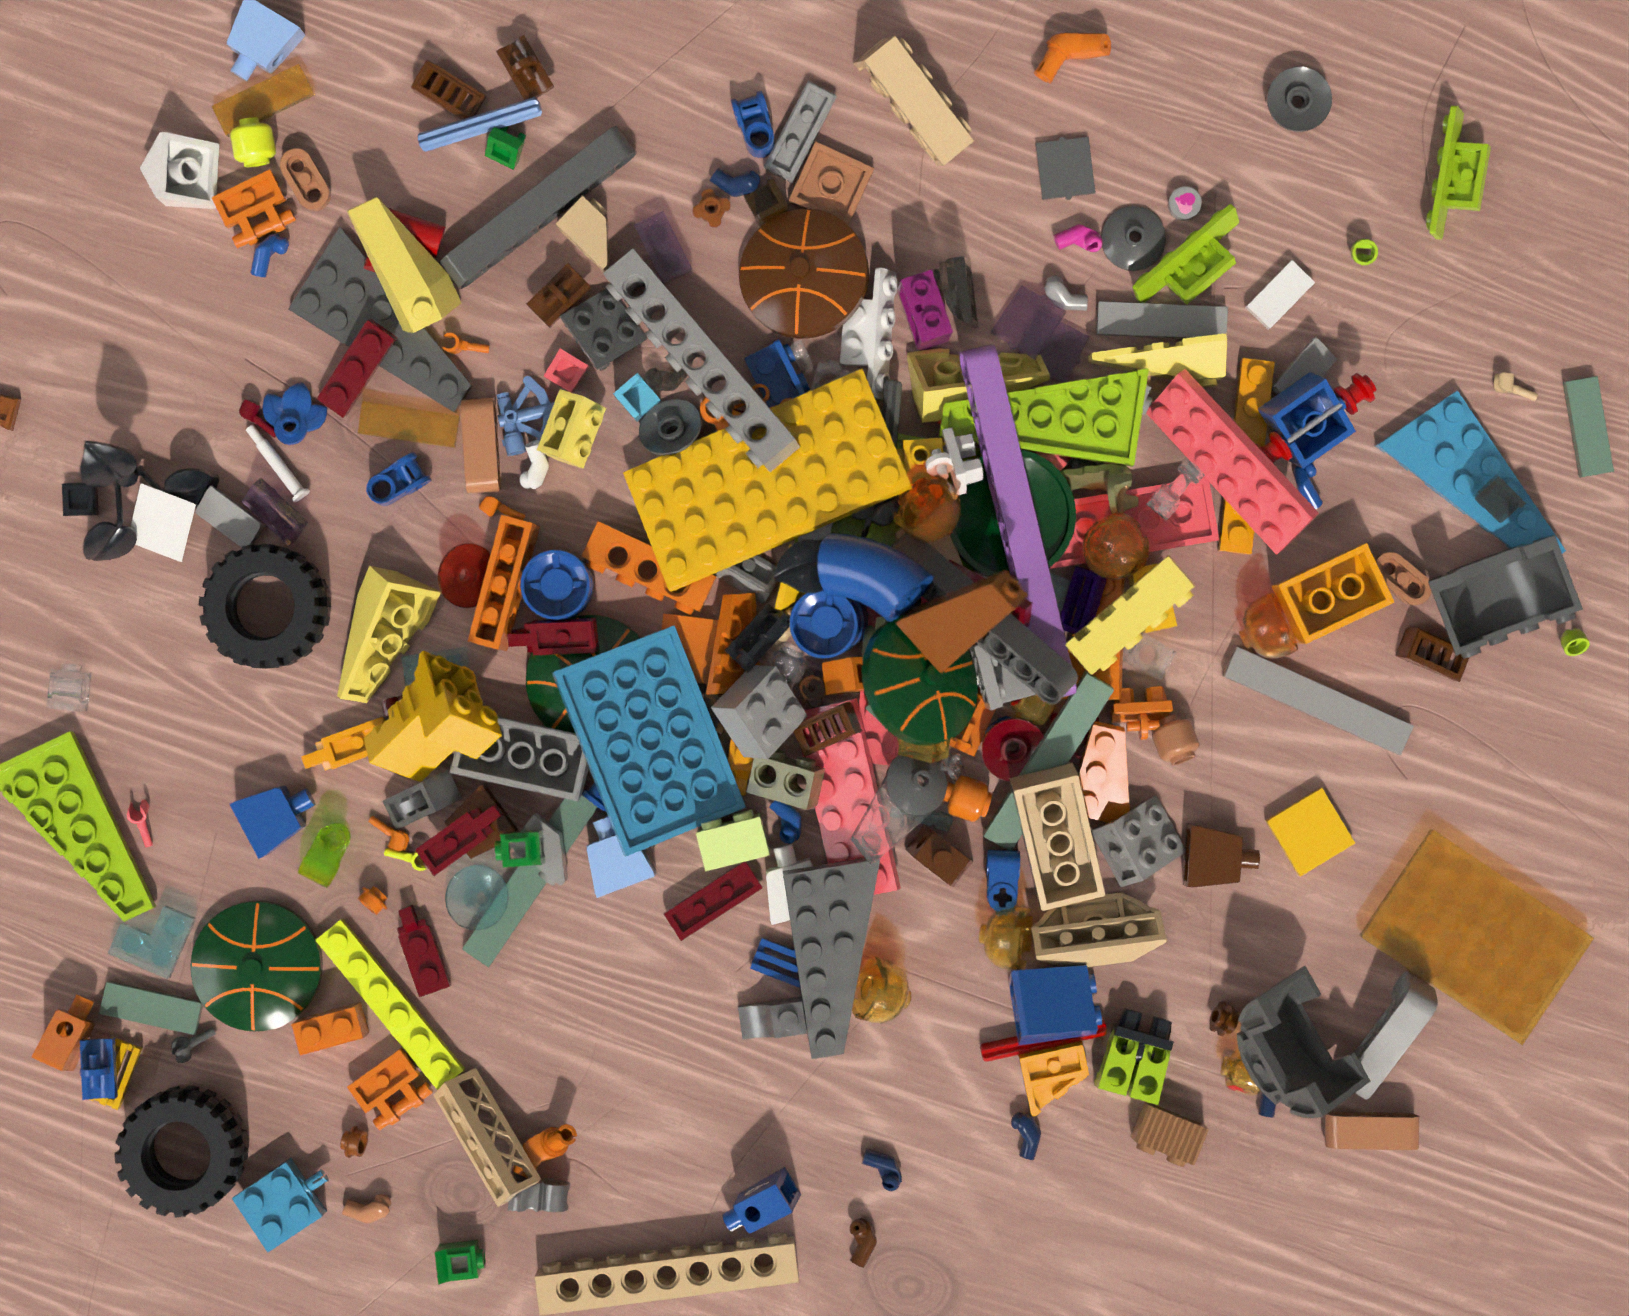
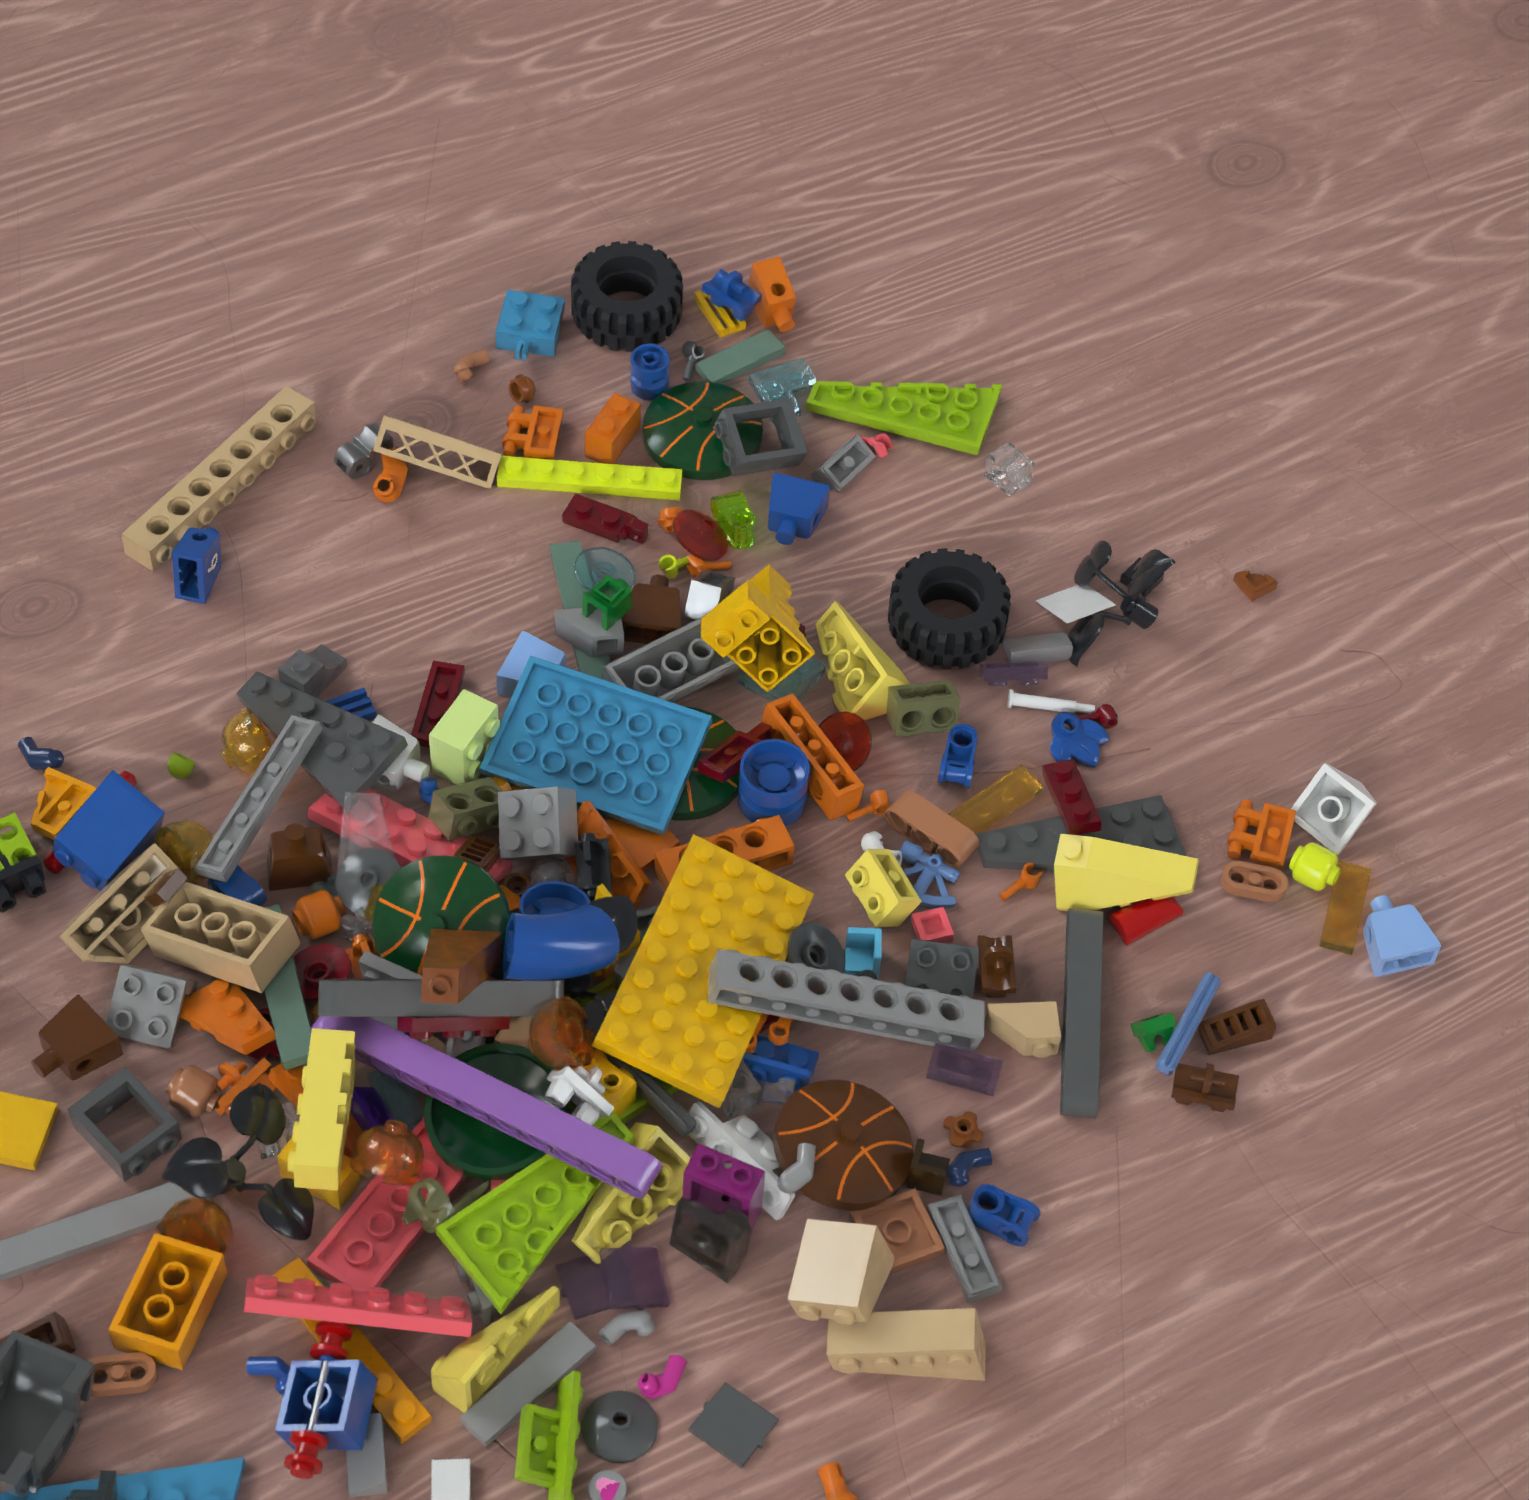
camera: 130 degrees right, 35 degrees down
(183, 826) = (844, 463): none -> light grey slope
(203, 887) = (787, 429): none -> dark grey window
(243, 1057) = (649, 371): none -> blue wheel
(265, 250) = (1222, 823): blue arm -> none
(341, 747) = (803, 579): light orange hinge -> none
(379, 543) = (922, 708): none -> olive brick
(379, 866) = (700, 535): none -> clear red dish
(457, 838) = (657, 581): dark red hinge -> none
(459, 1261) = (376, 379): green window -> none
(863, 269) = (800, 1172): none -> light grey arm
(865, 1240) = (97, 605): reddish brown arm -> none
(886, 1166) = (127, 656): dark blue arm -> none
(915, 177) = (839, 1271): none -> tan slope
(926, 927) = (258, 798): none -> light grey tile
(939, 1026) = (180, 766): none -> lime hinge
(1059, 912) = (165, 887): none -> reddish brown tile
(1167, 497) = (382, 1242): clear leg -> none
(1231, 791) = (104, 1101): none -> dark grey window
(1254, 644) = (202, 1173): none -> black plant

